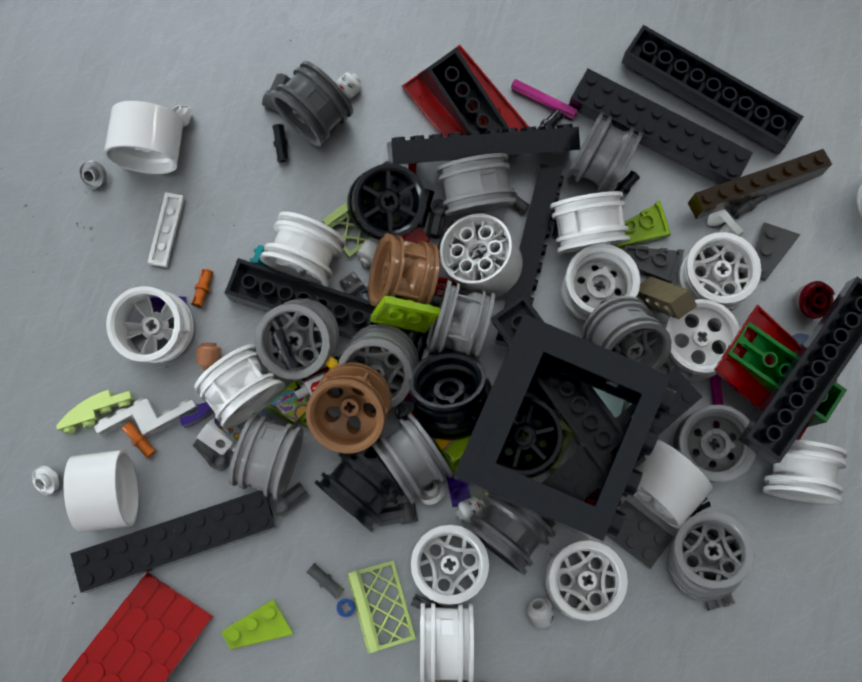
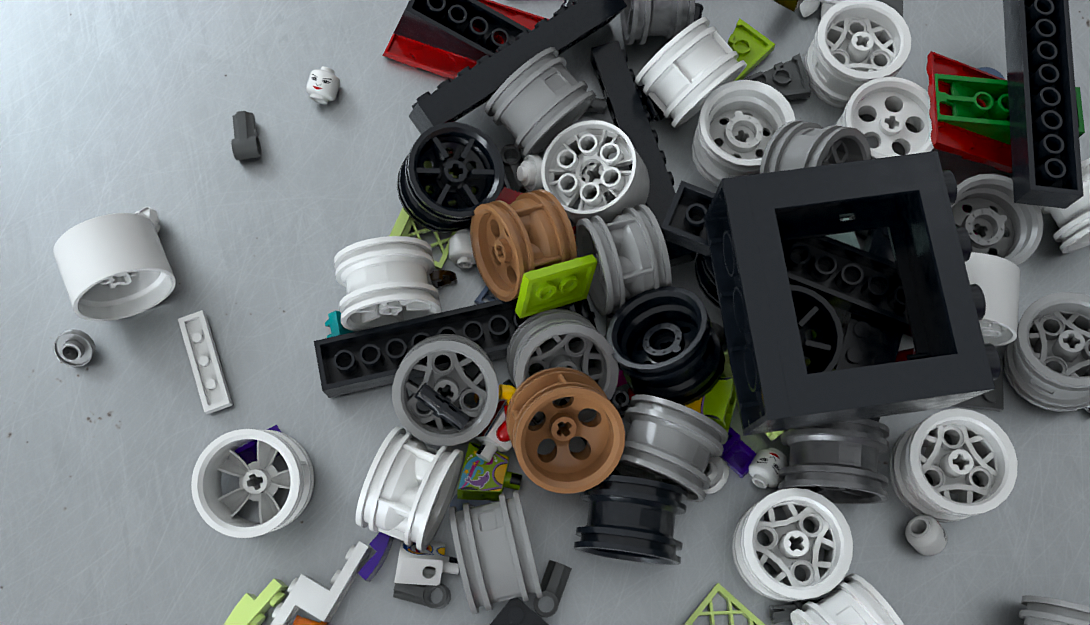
camera: 30 degrees left, 5 degrees down
(202, 288) = (290, 403): orange pin -> none
(207, 354) = (346, 477): nougat head -> none
(280, 143) = (283, 189): black pin -> none
(311, 103) = (294, 119): dark grey wheel -> none
(345, 264) = (443, 278): none -> dark brown tile
(352, 284) = (464, 295): light grey tile -> none
(403, 514) = (692, 522): dark grey piece -> none
(440, 227) = (530, 173): none -> white plate
(666, 297) = (831, 101): dark tan brick -> none
(814, 299) = (967, 25): dark red cone -> none

